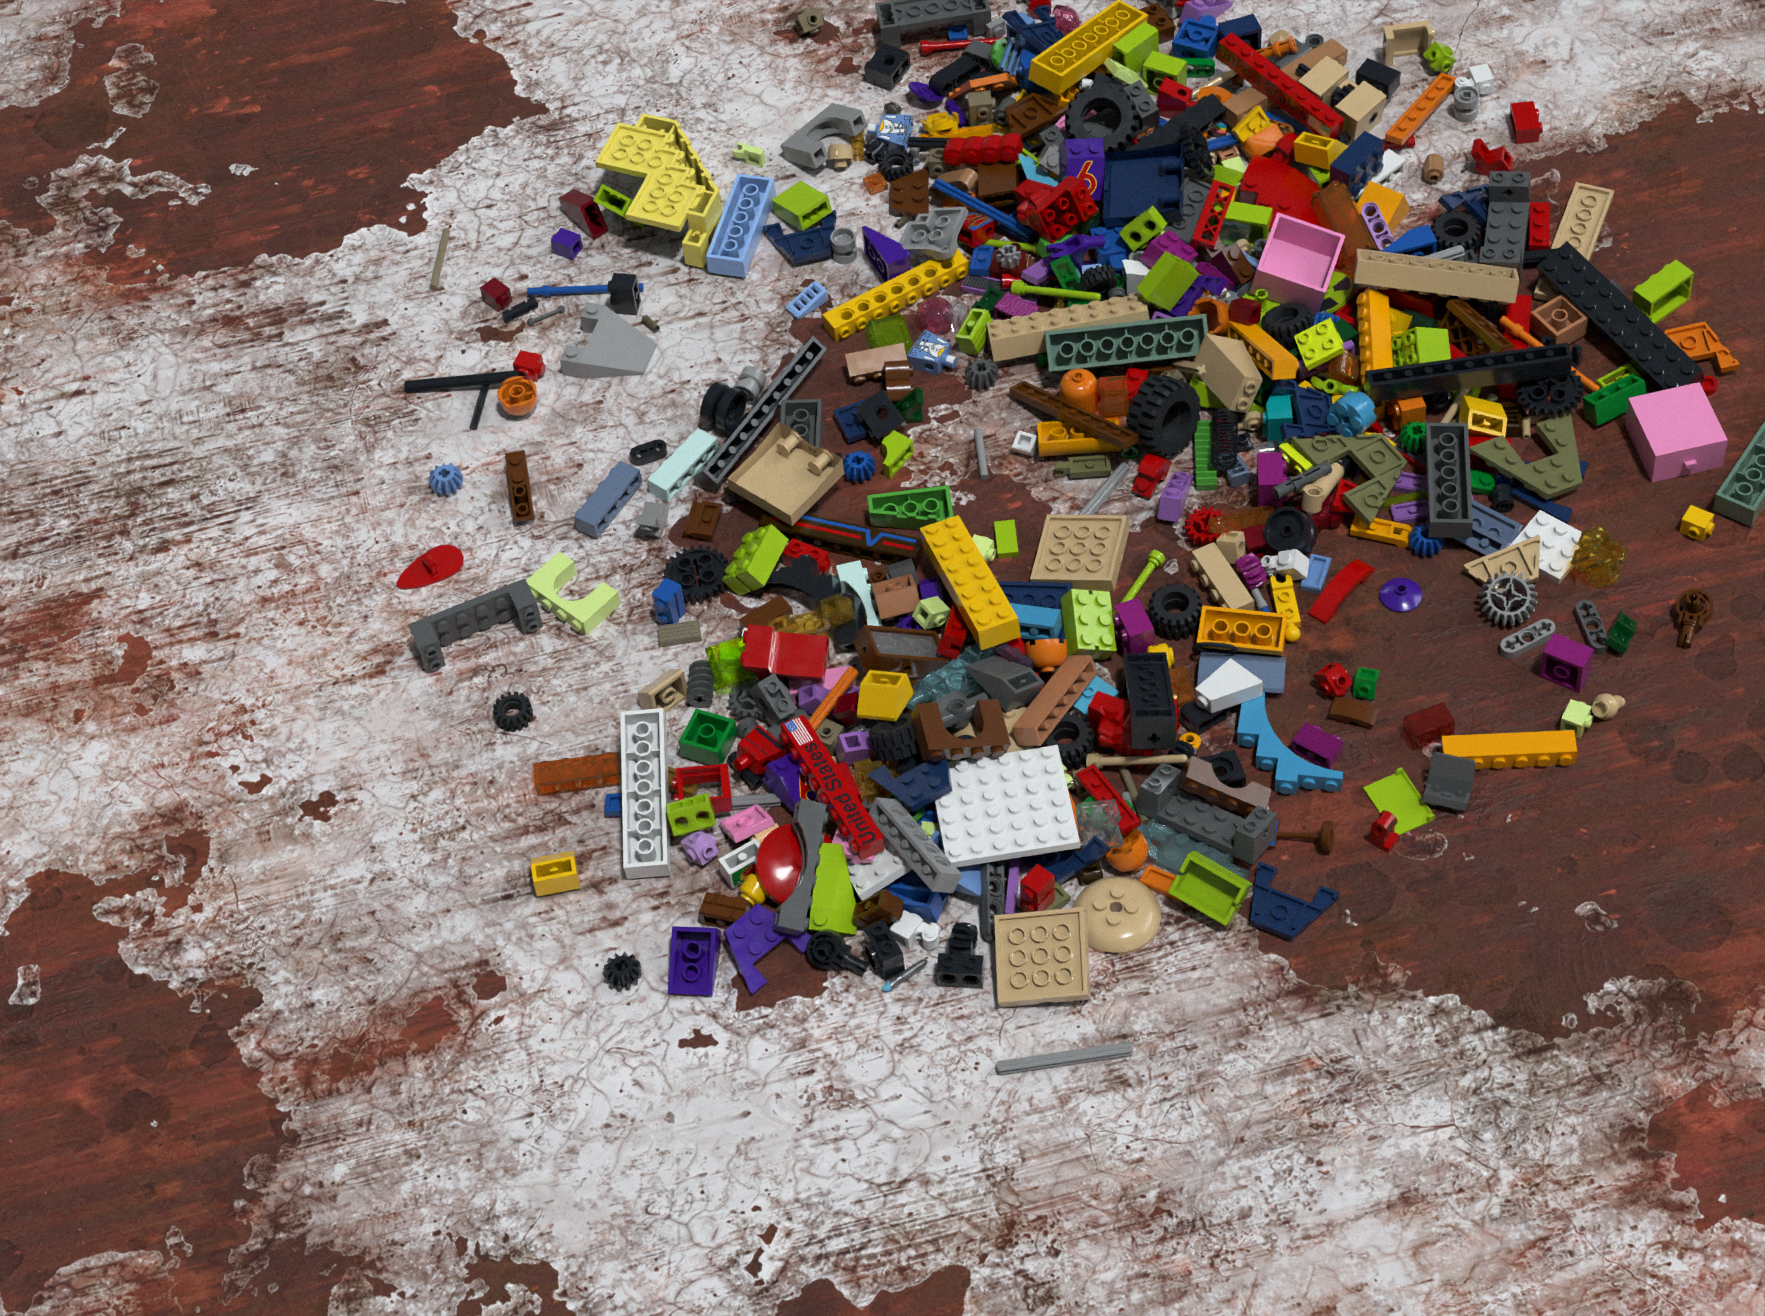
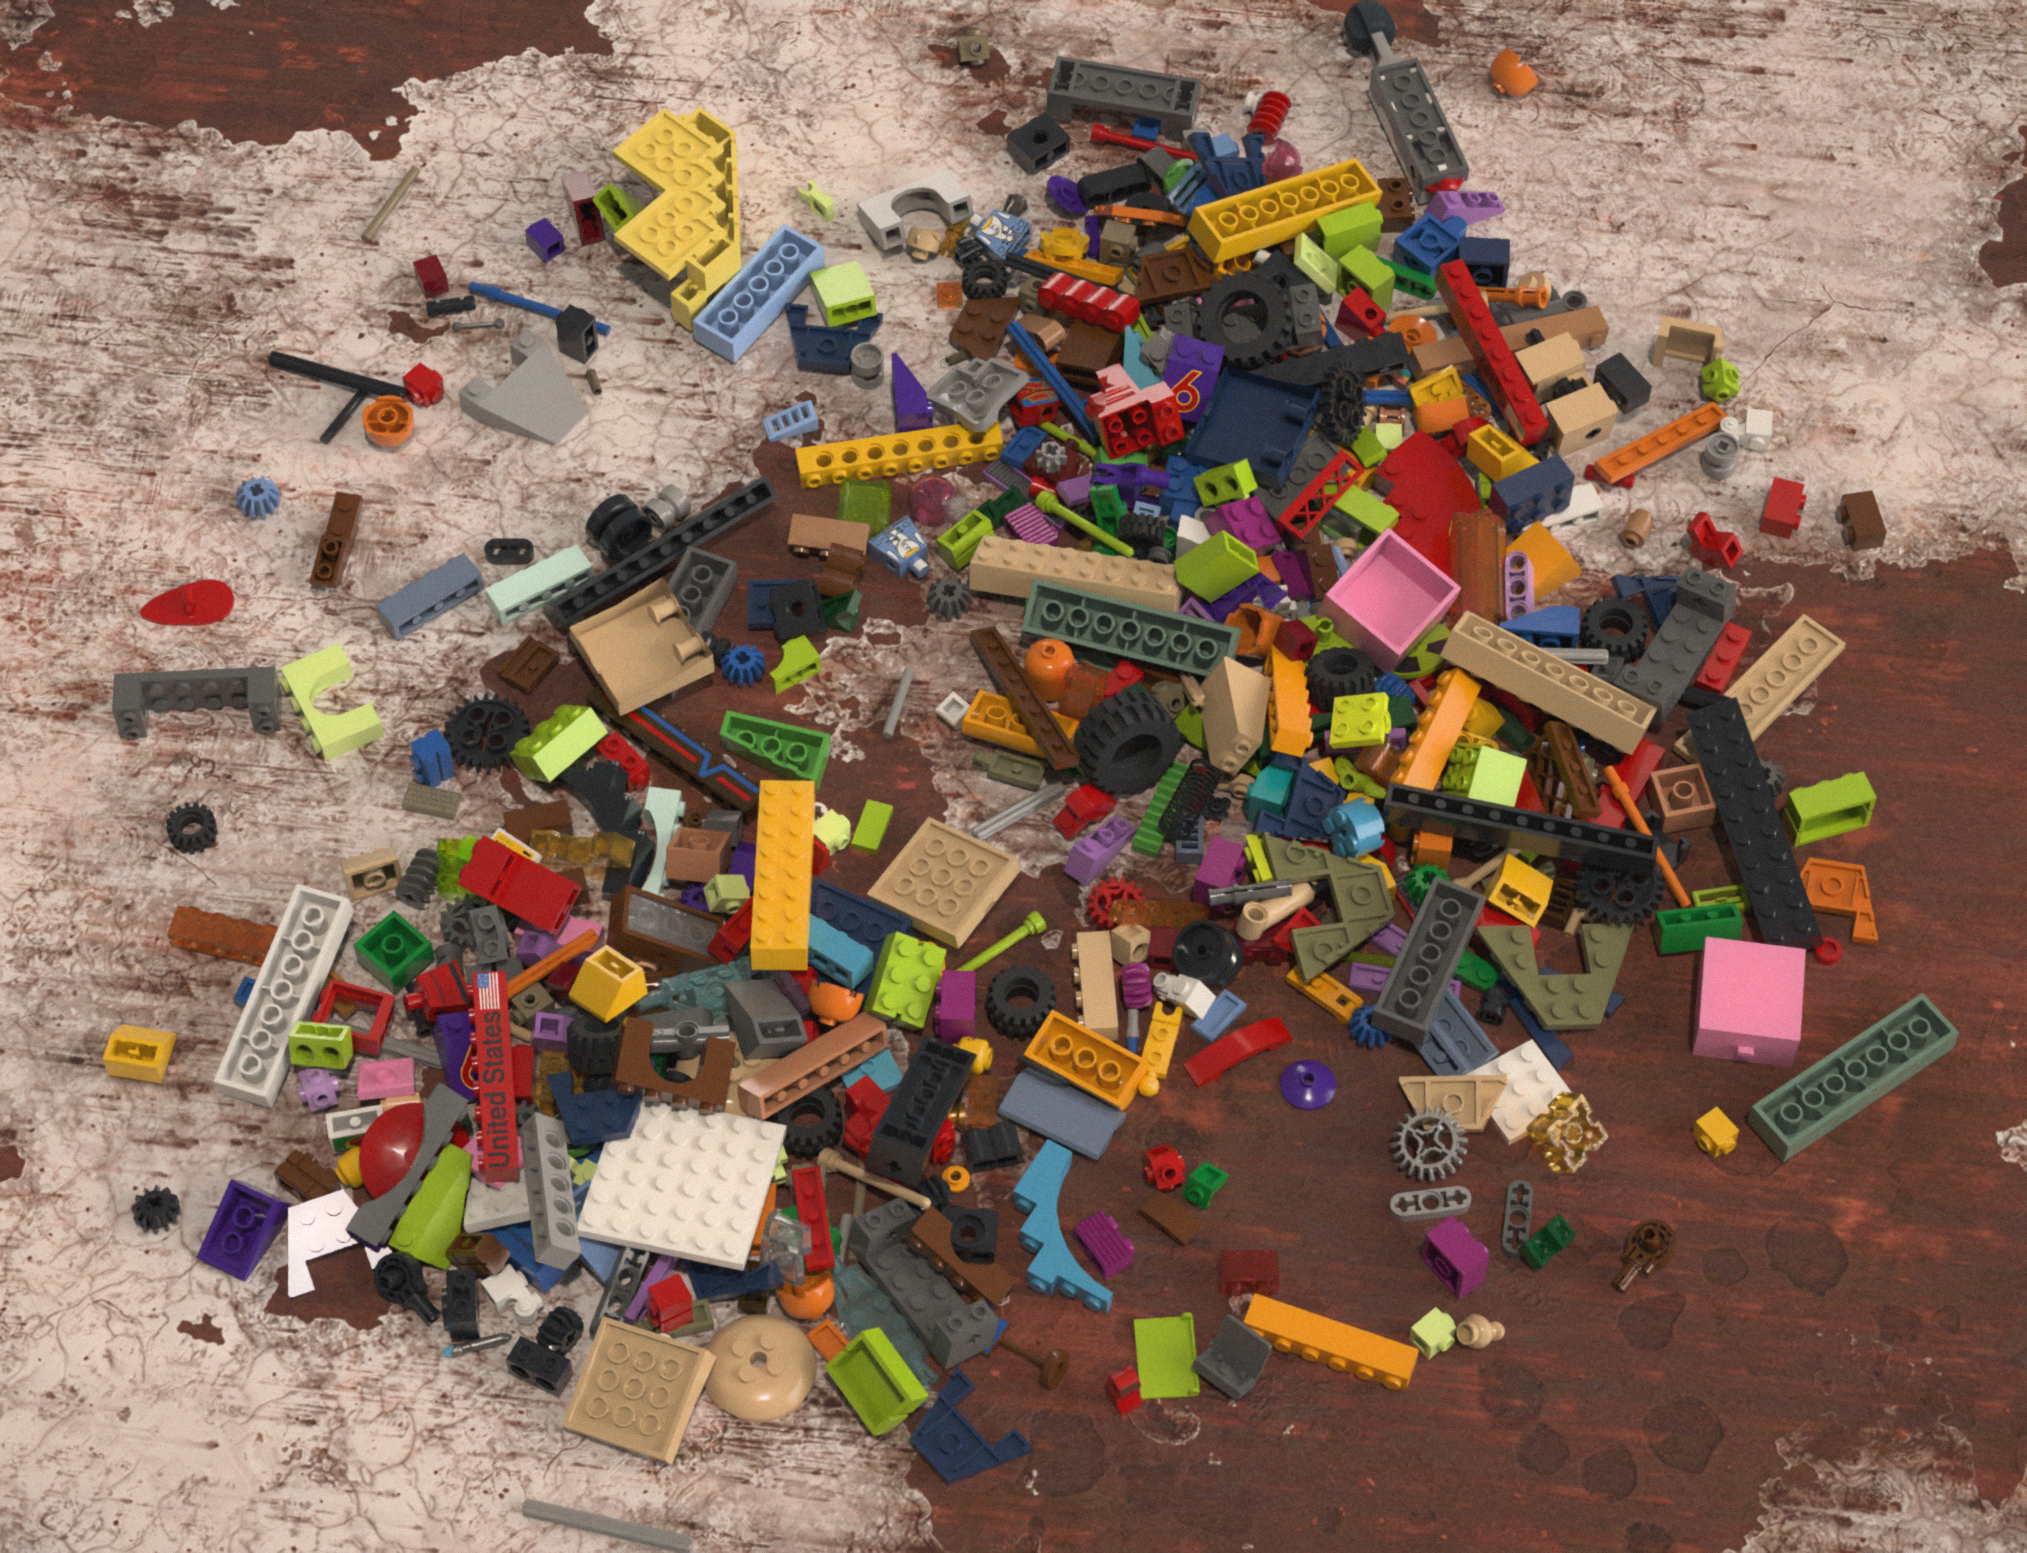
camera: 15 degrees right, 5 degrees up
(653, 519) = (470, 642): light grey brick -> none
(1228, 687) = (1025, 1130): white slope -> none
(1582, 112) = (1861, 520): none -> reddish brown brick

